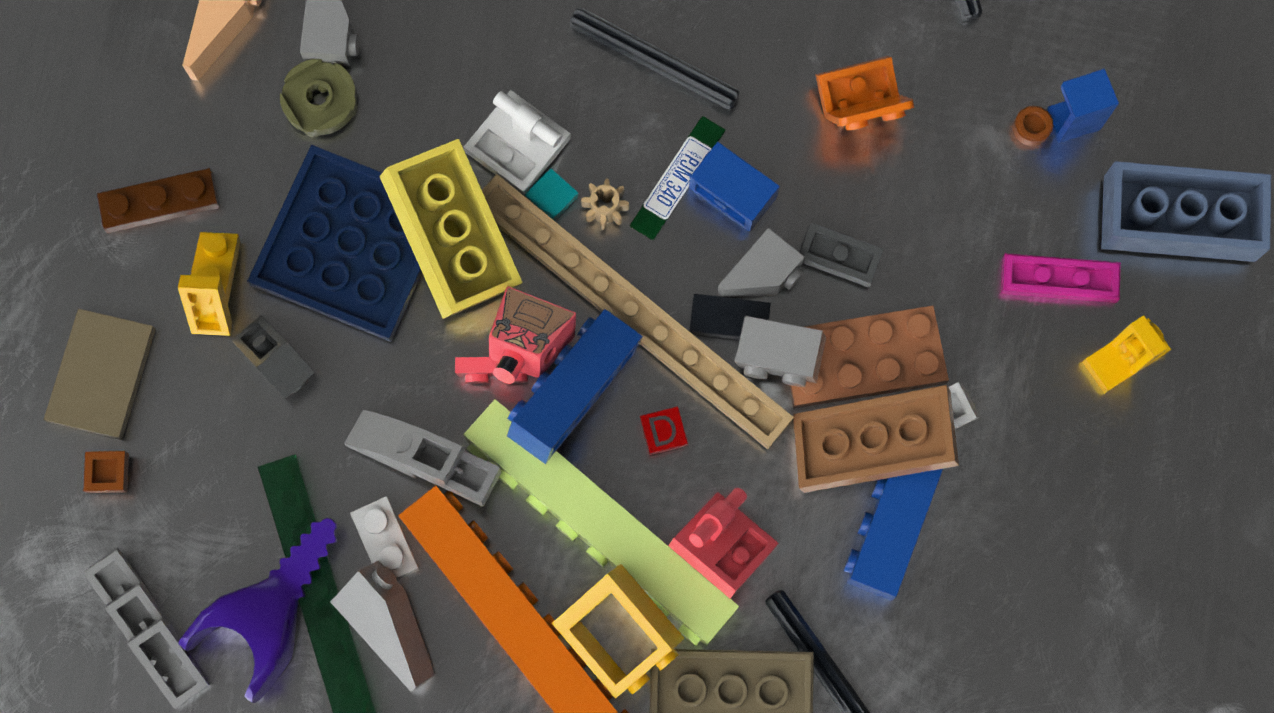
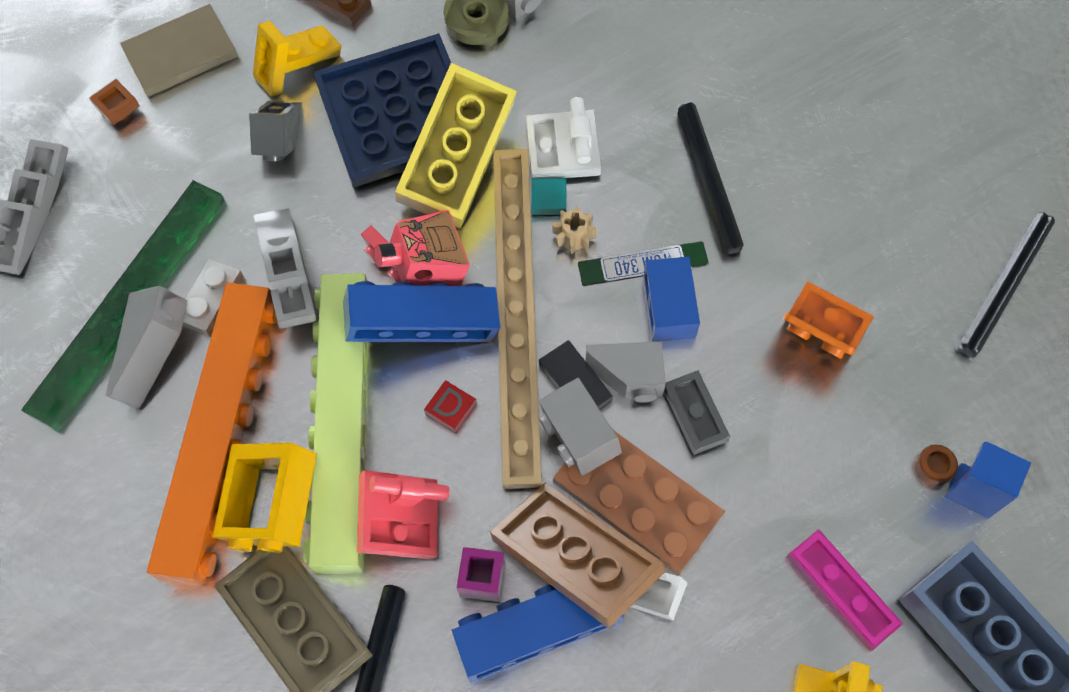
camera: 50 degrees right, 10 degrees down
(267, 610) = (86, 264): dark purple animal -> none
(827, 522) = (481, 574): none -> magenta brick

